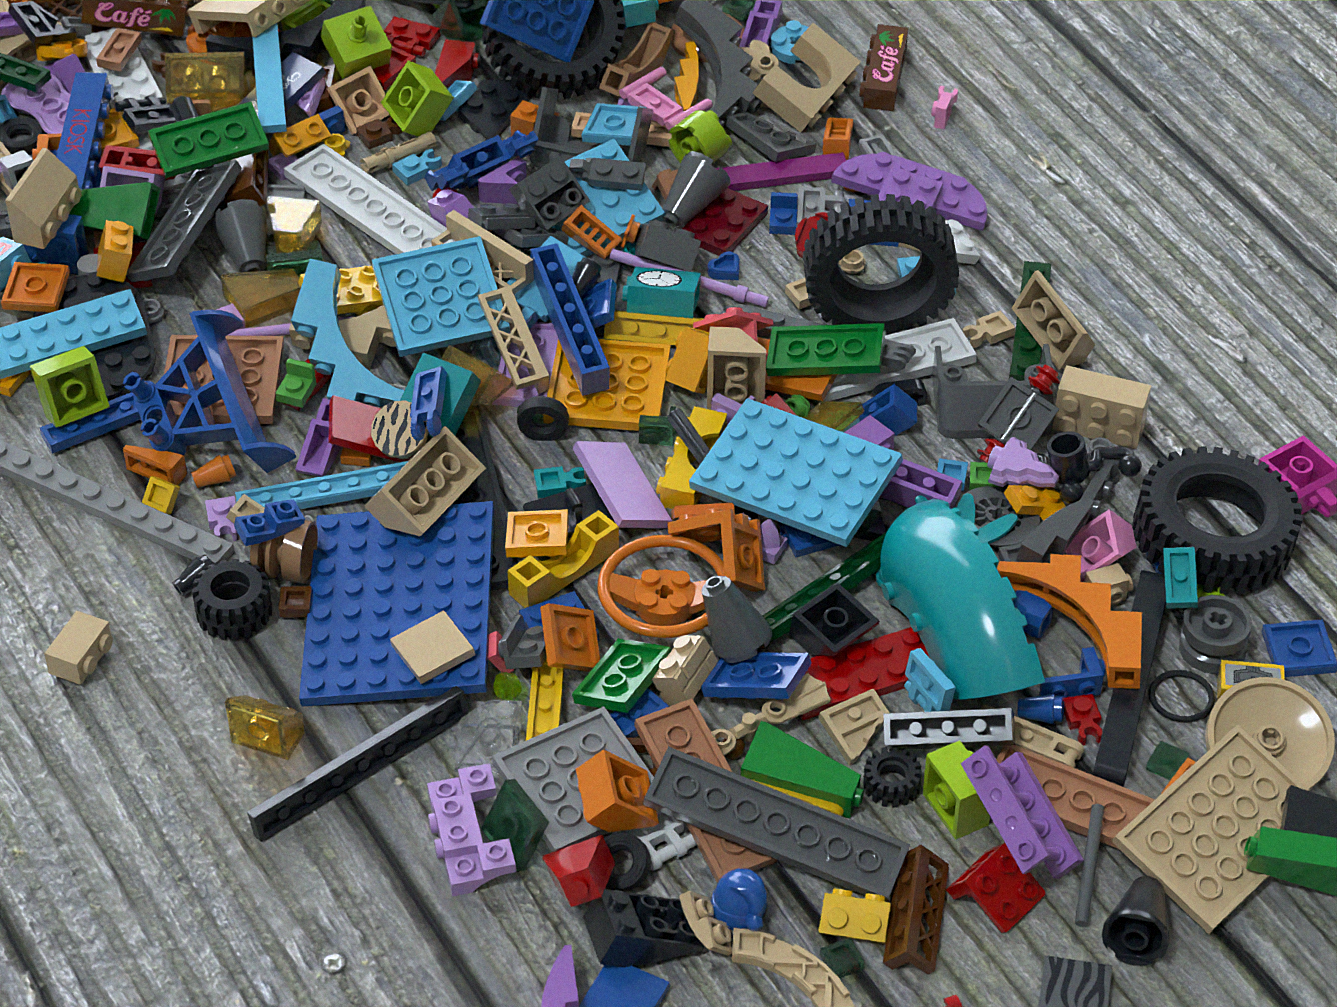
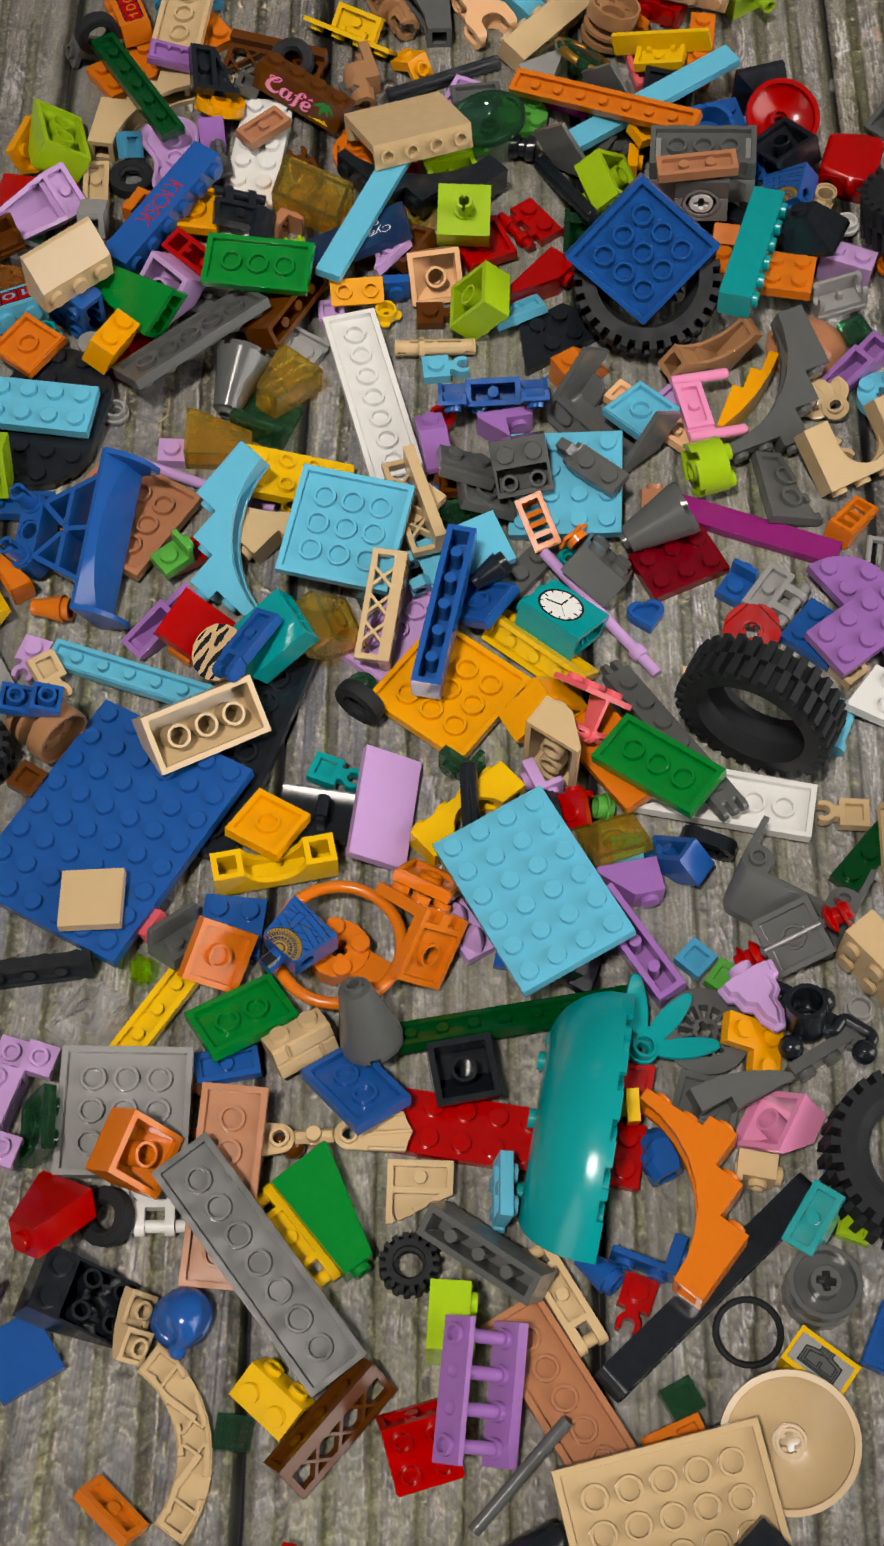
camera: 30 degrees right, 15 degrees up
(634, 587) = (297, 939): none -> blue torso

